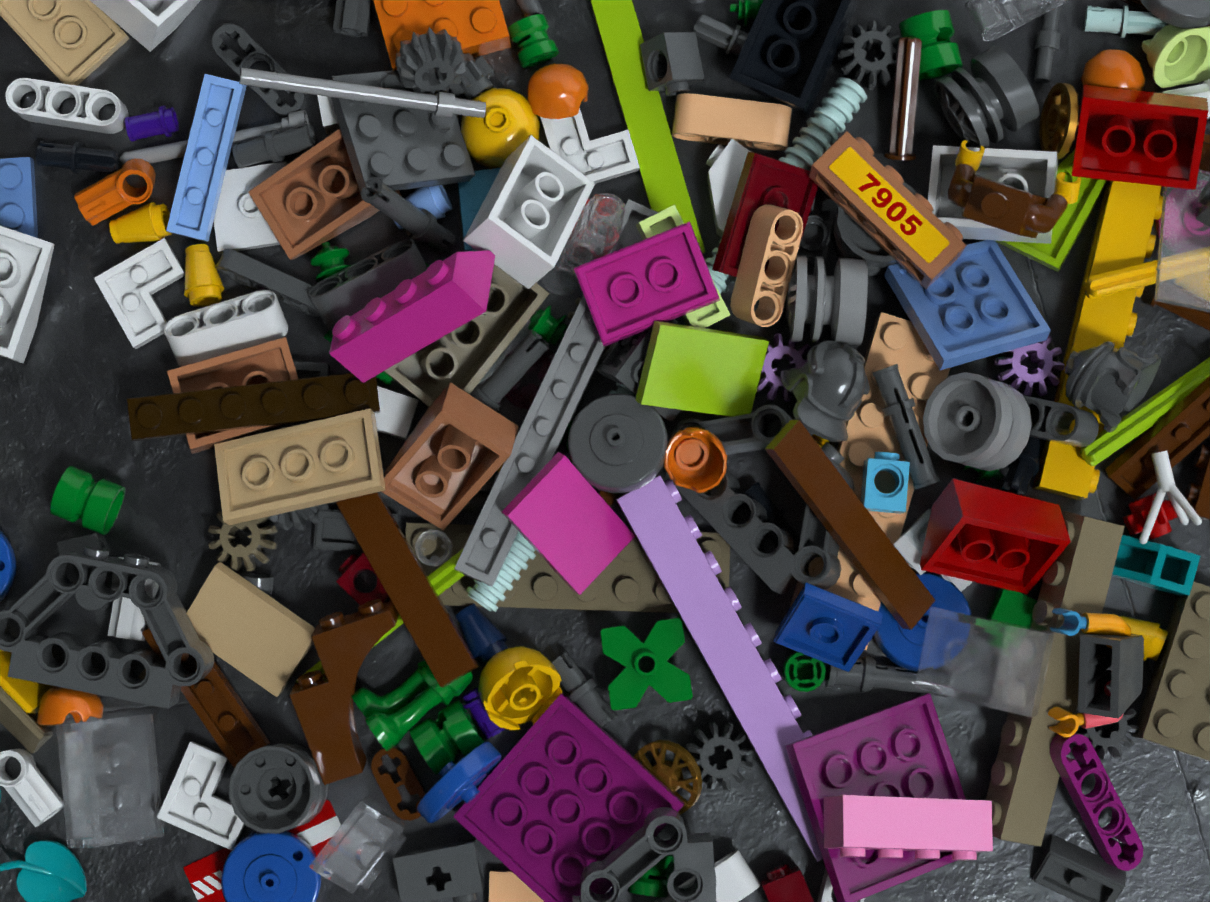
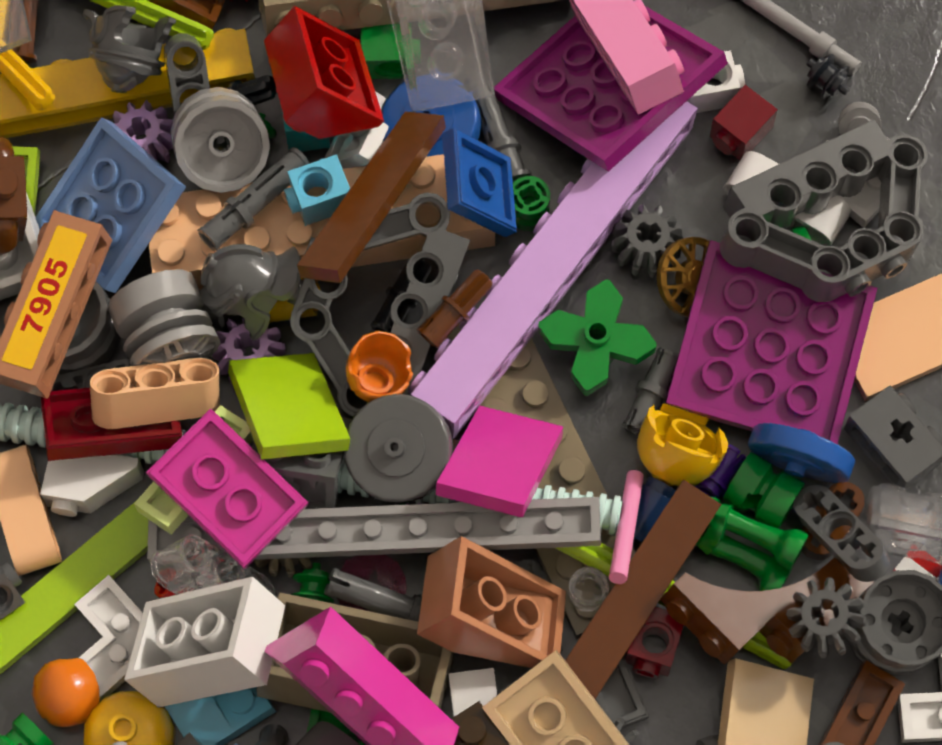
camera: 120 degrees left, 15 degrees down
(285, 723) = (815, 606): none -> dark grey gear
(360, 789) = (843, 549): none -> dark grey beam
(465, 602) = (626, 527): none -> bright pink bar
(719, 549) = (455, 308): none -> reddish brown axle

